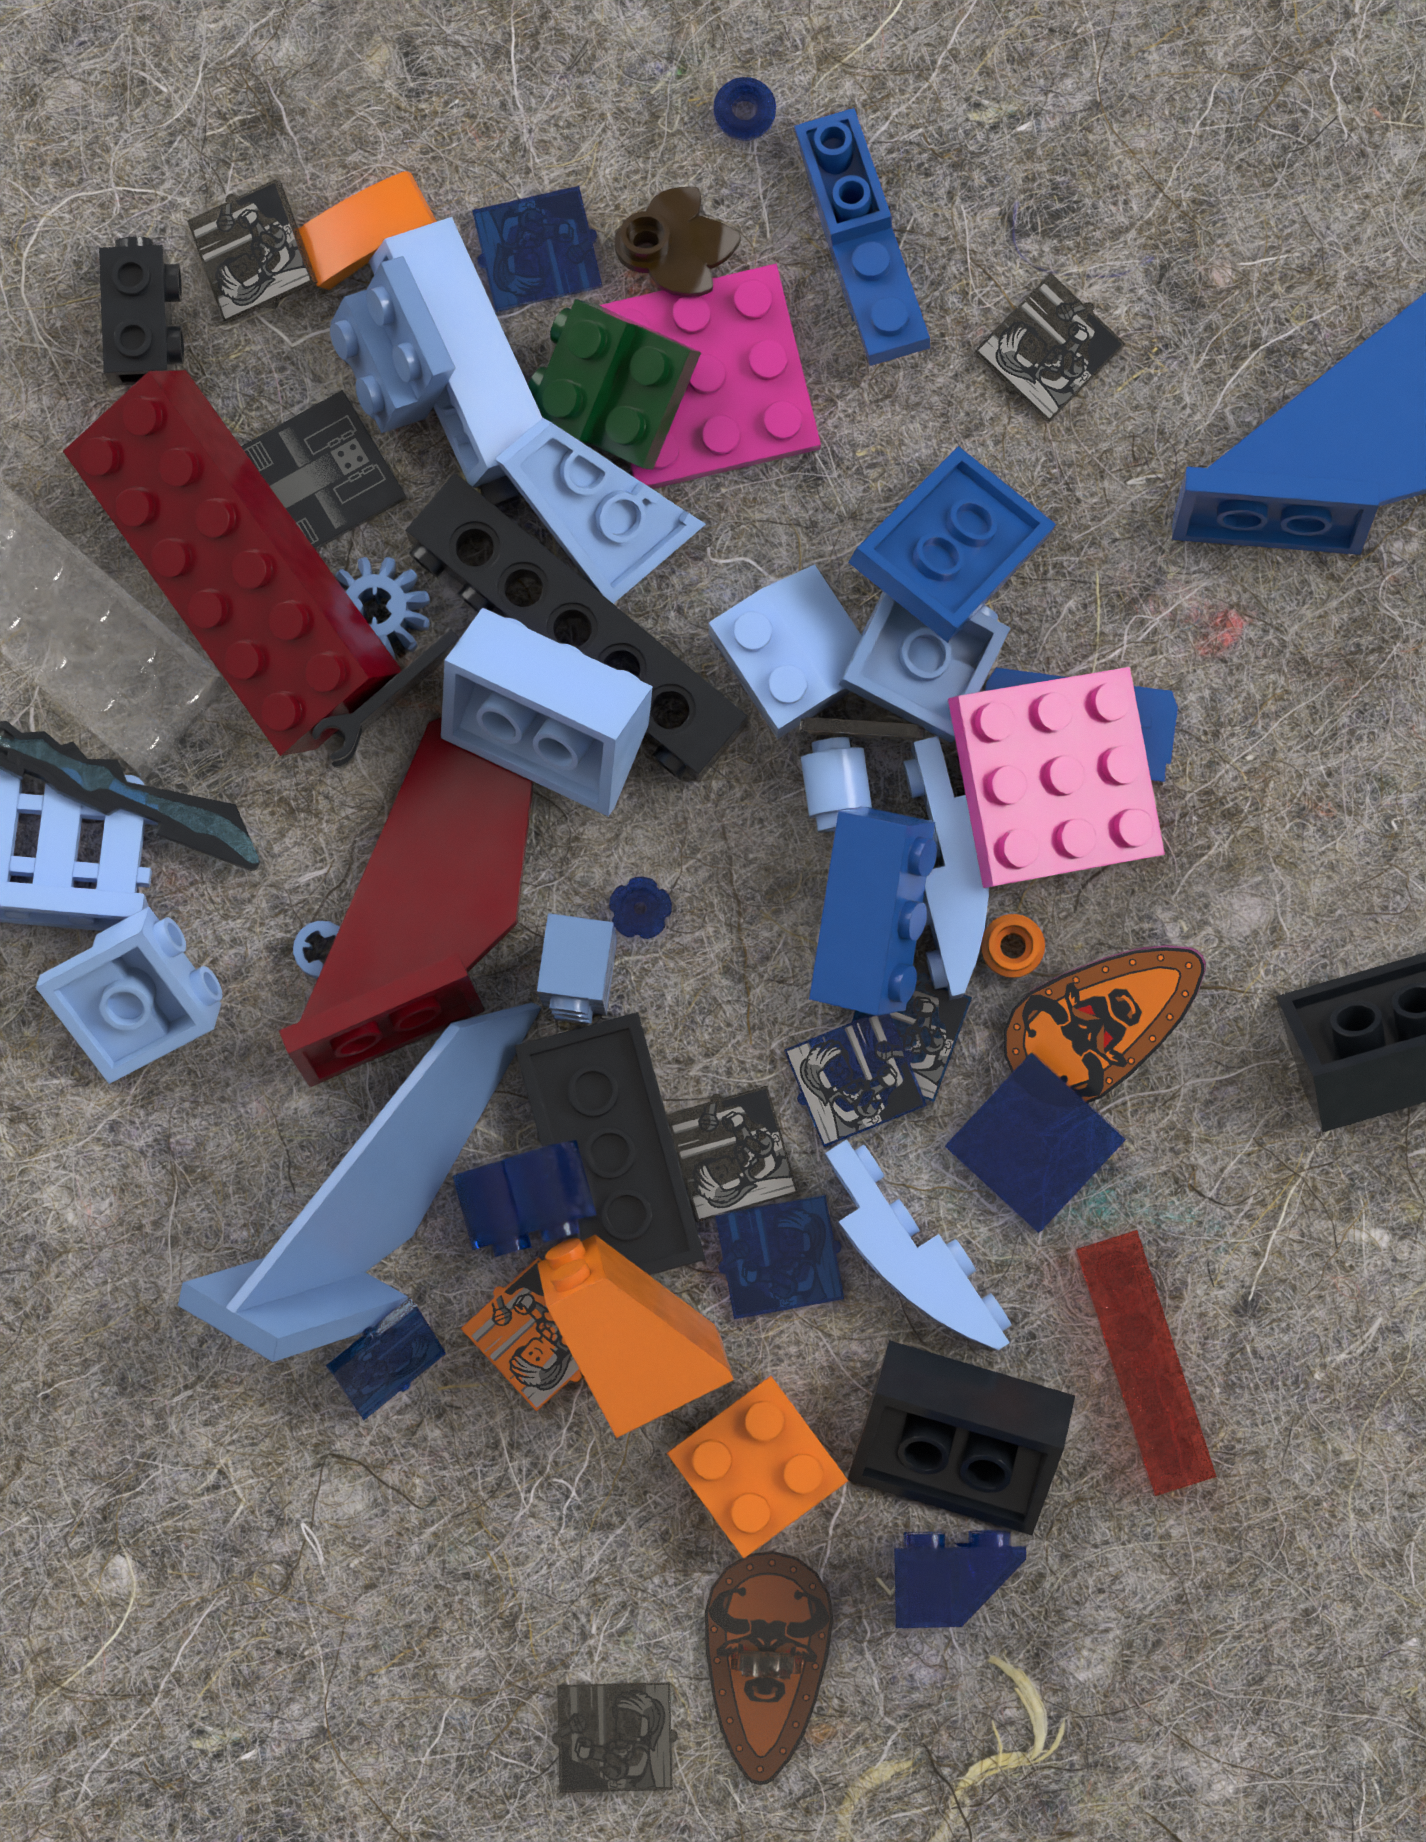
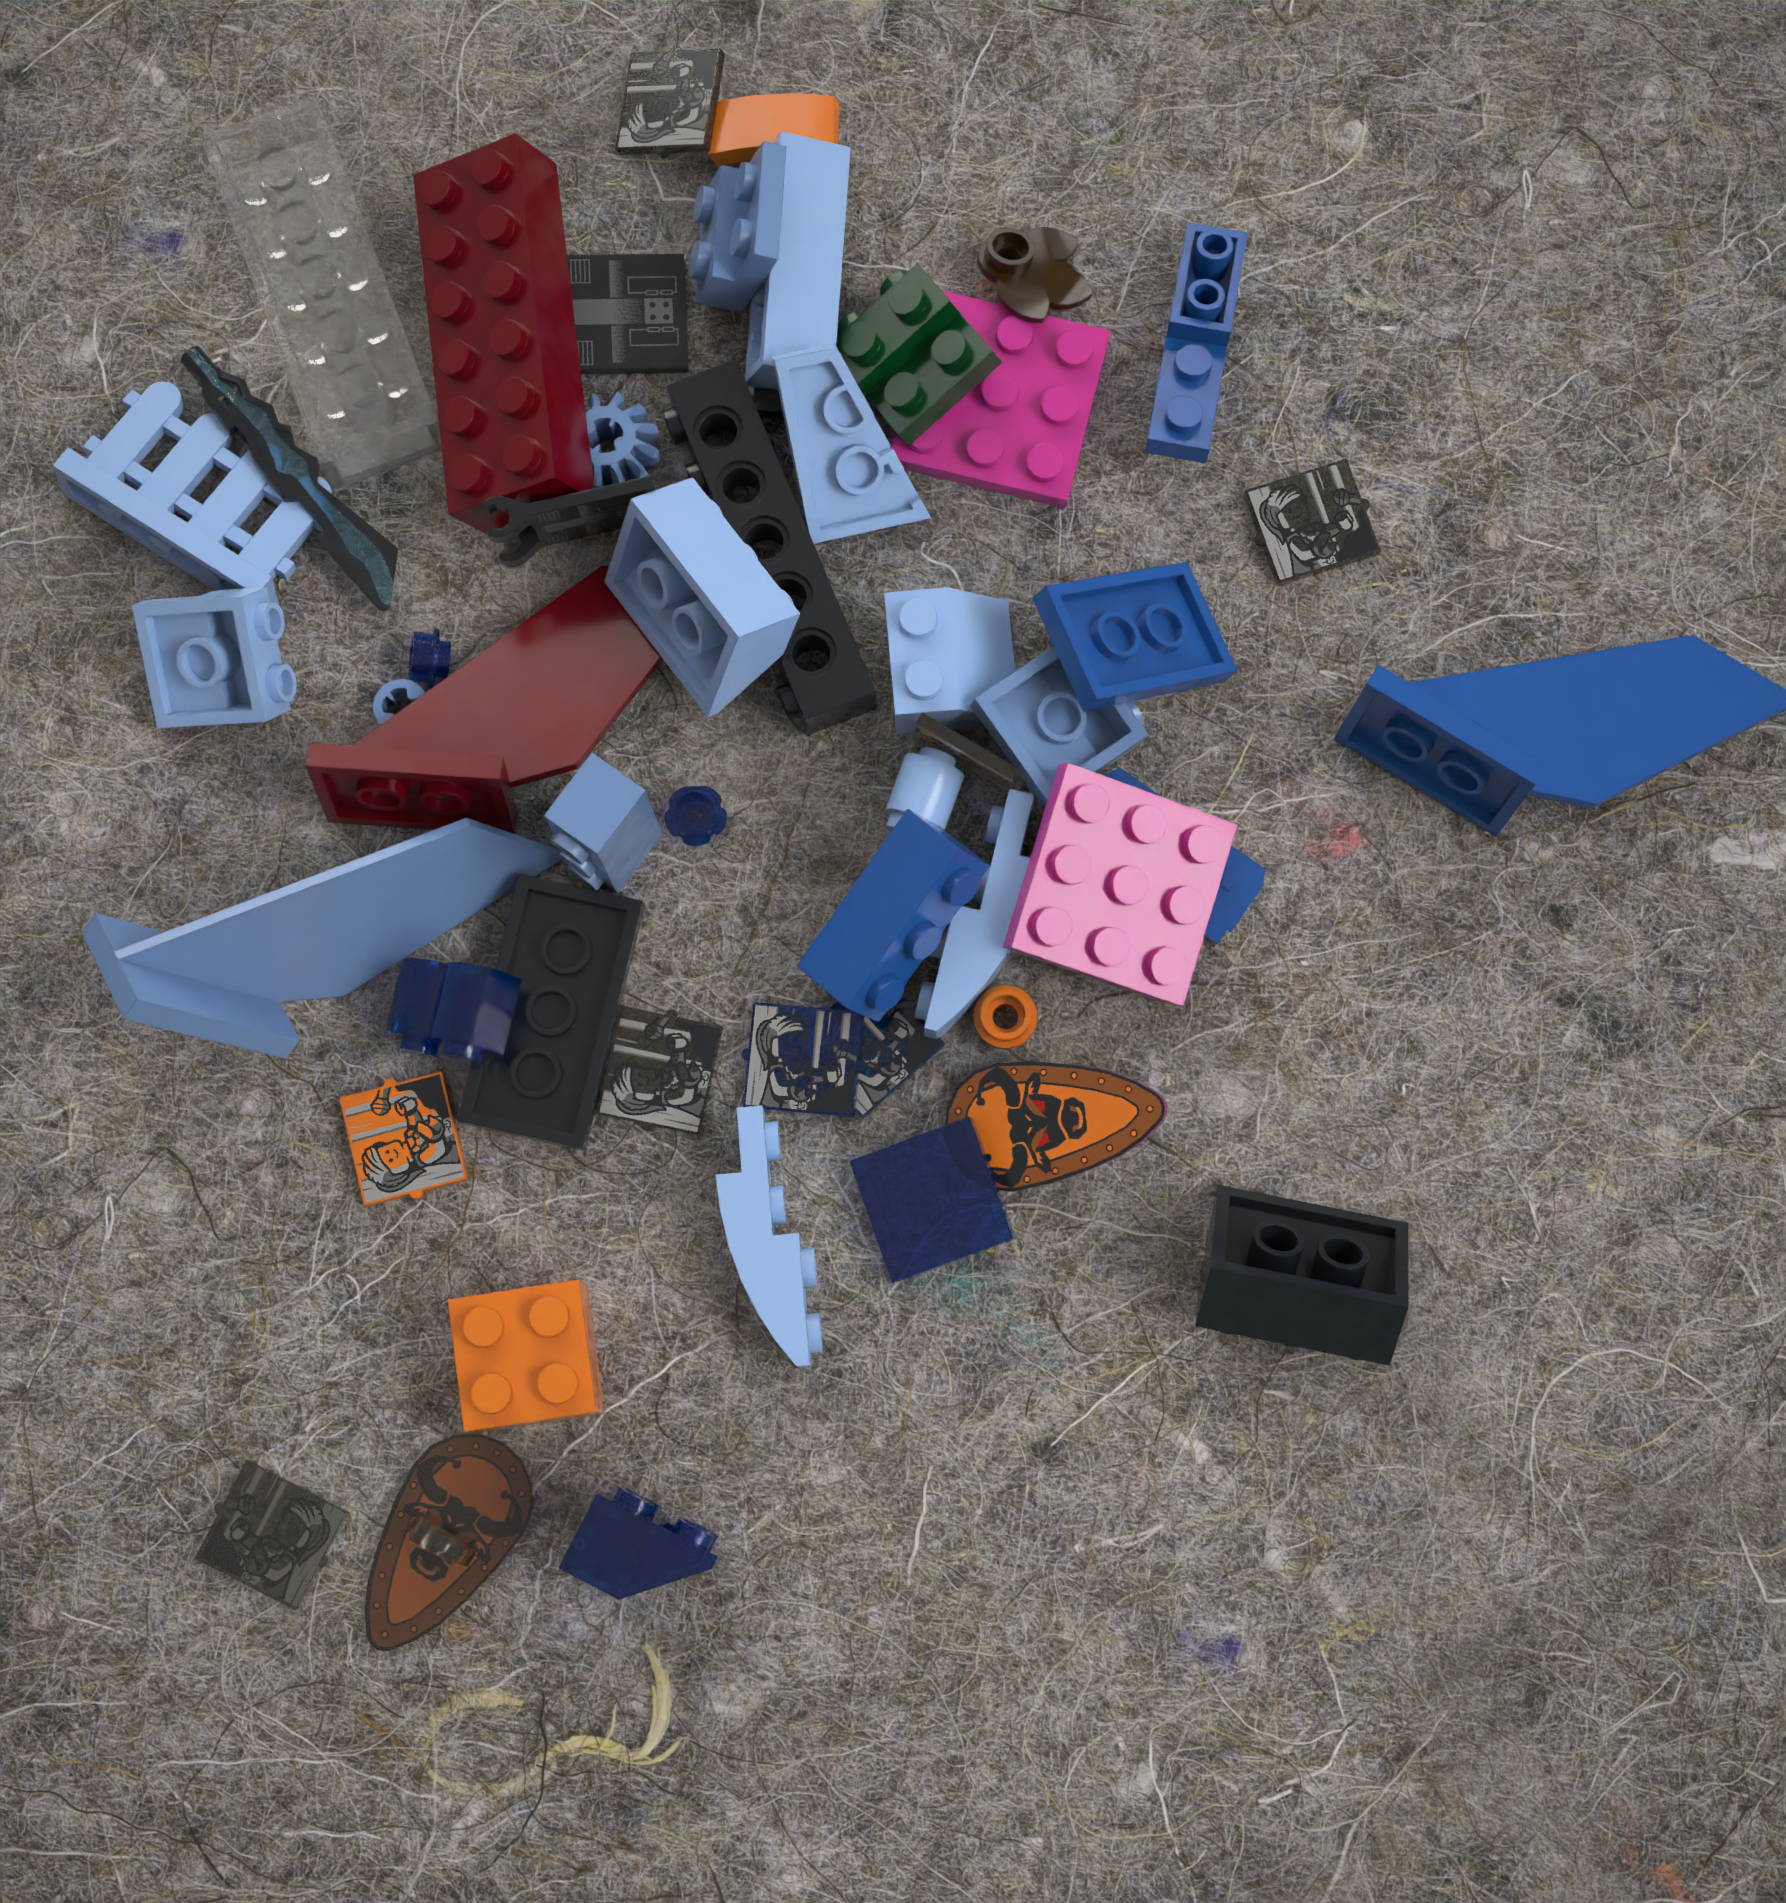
camera: 30 degrees right, 5 degrees down
(137, 311) = (546, 92): black brick -> none
(320, 891) = (428, 657): none -> clear blue plate
(386, 1359) = (251, 1085): clear blue piece -> none
(537, 248) = (913, 221): clear blue piece -> none
(629, 1334) = (470, 1173): orange slope -> none
(741, 90) = (1158, 176): clear blue plate -> none
(779, 1256) = (651, 1182): clear blue piece -> none
(961, 1438) = (722, 1428): black slope -> none
(1145, 1363) = (925, 1451): clear red plate -> none

